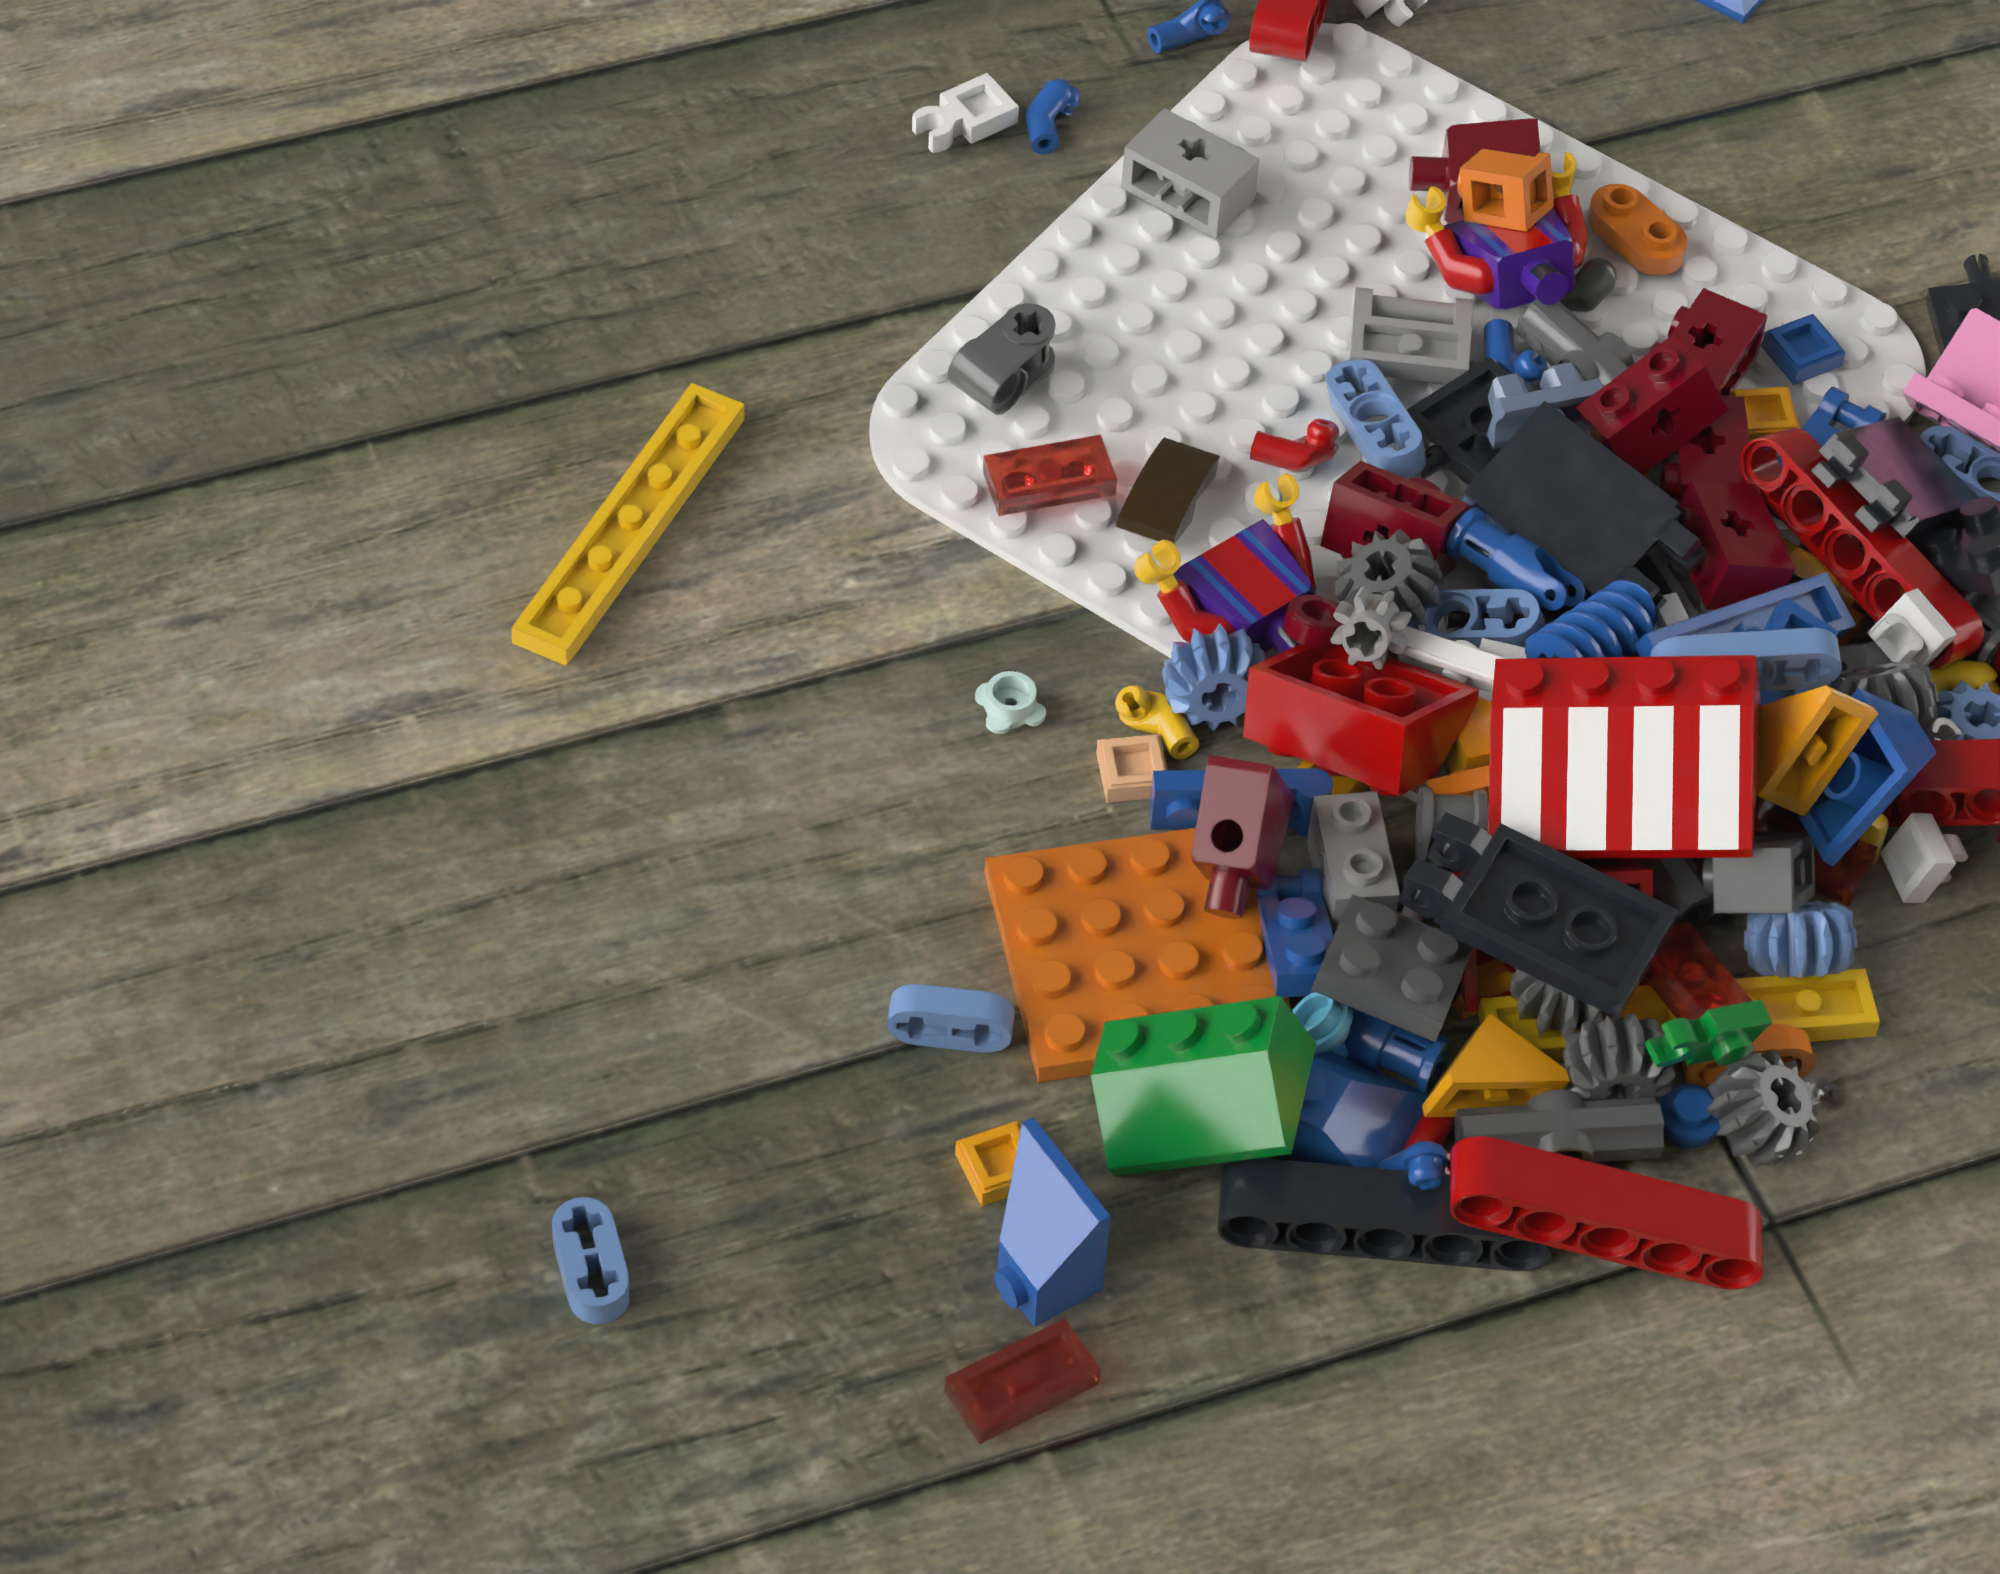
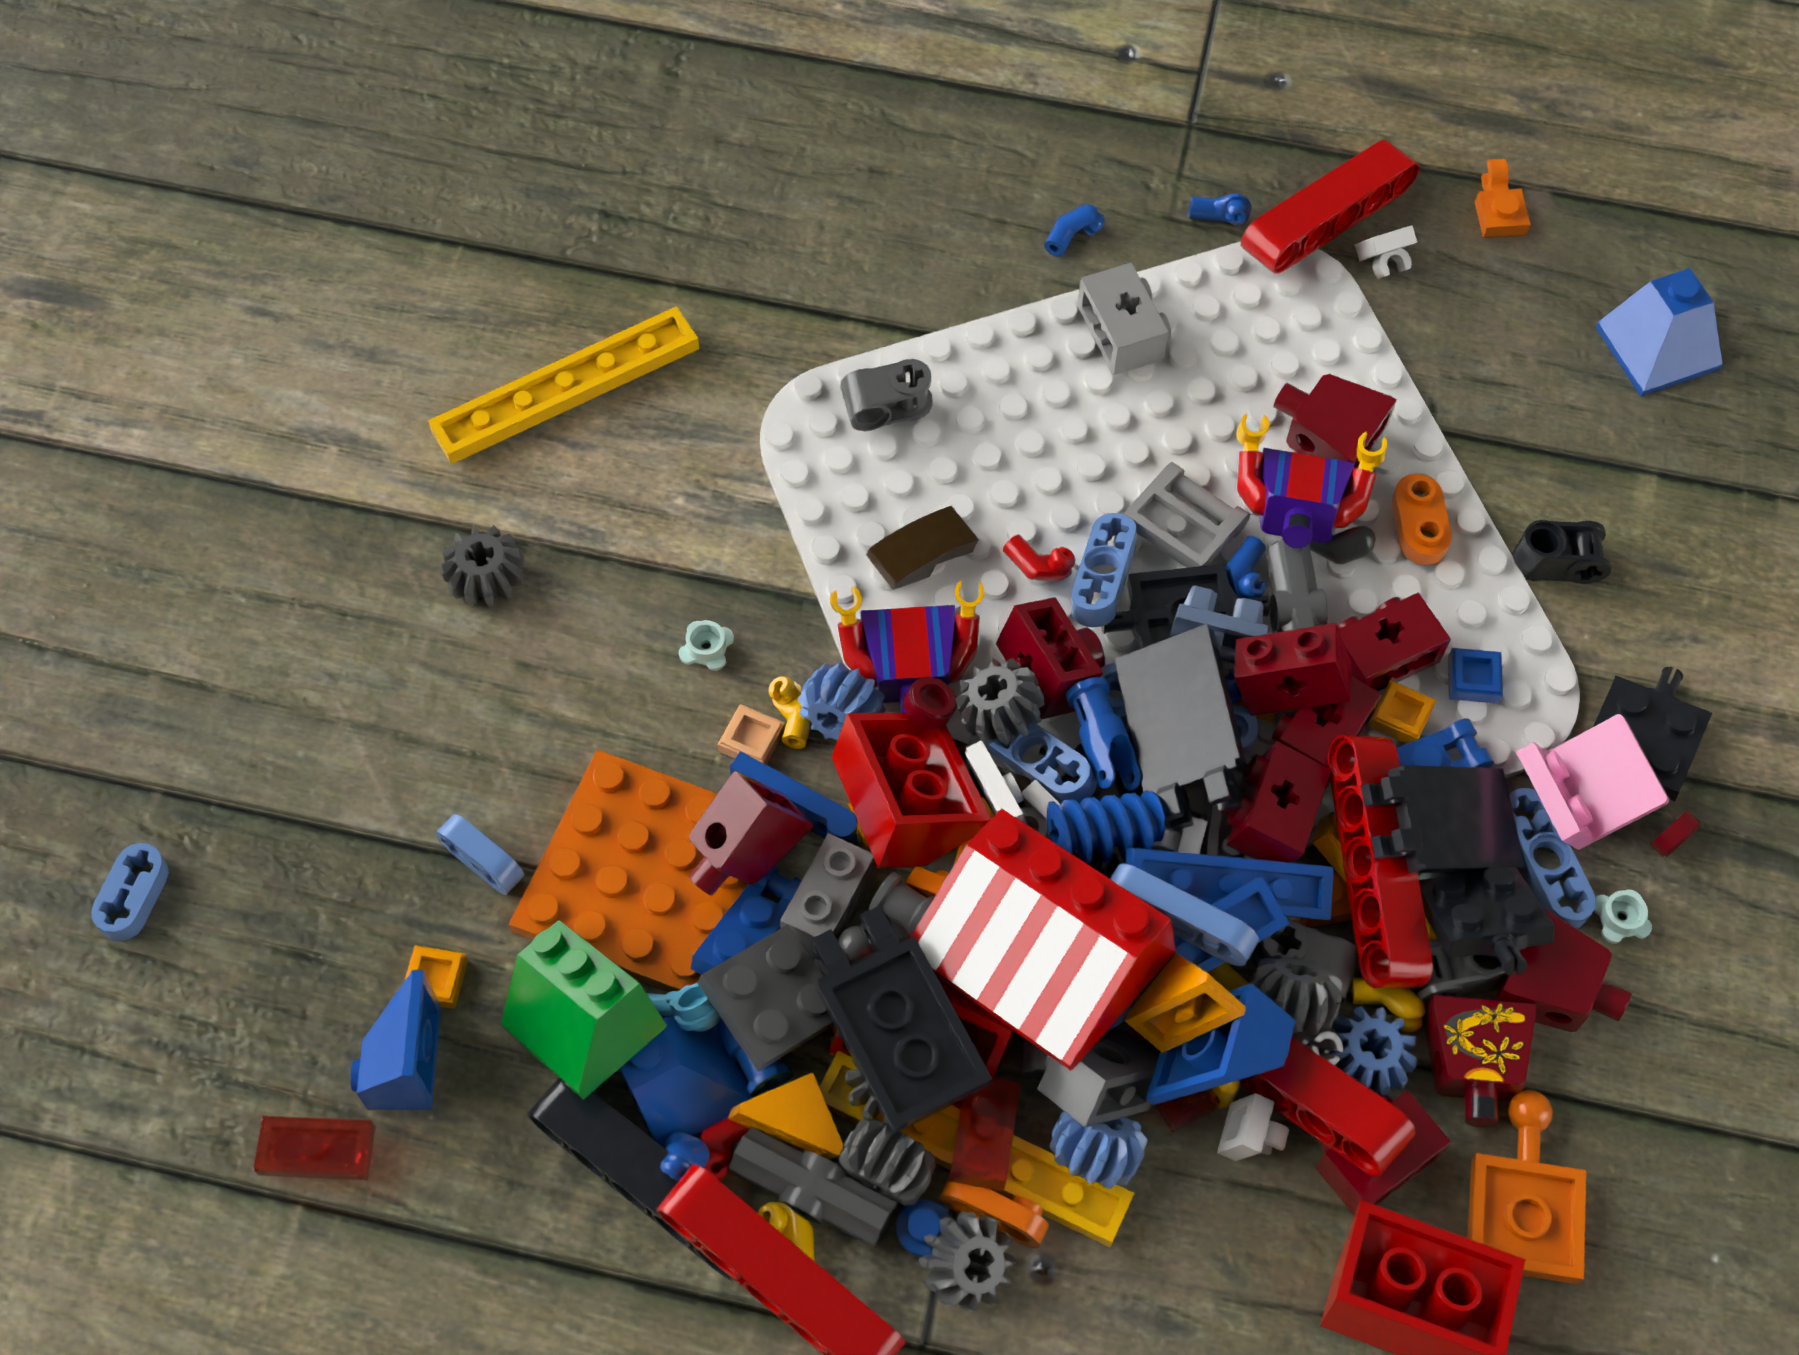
camera: 35 degrees right, 10 degrees up
(704, 743) = (482, 566): none -> dark grey gear
(969, 109) = (1019, 200): white plate -> none
(1049, 475) = (850, 493): clear red plate -> none
(1379, 614) = (948, 731): light grey gear -> none
(1506, 189) = (1319, 444): orange brick -> none
(1718, 1035) = (956, 1194): green plate -> none
(1792, 198) = (1567, 552): none -> black piece
(1912, 630) = (1362, 951): white tile -> none

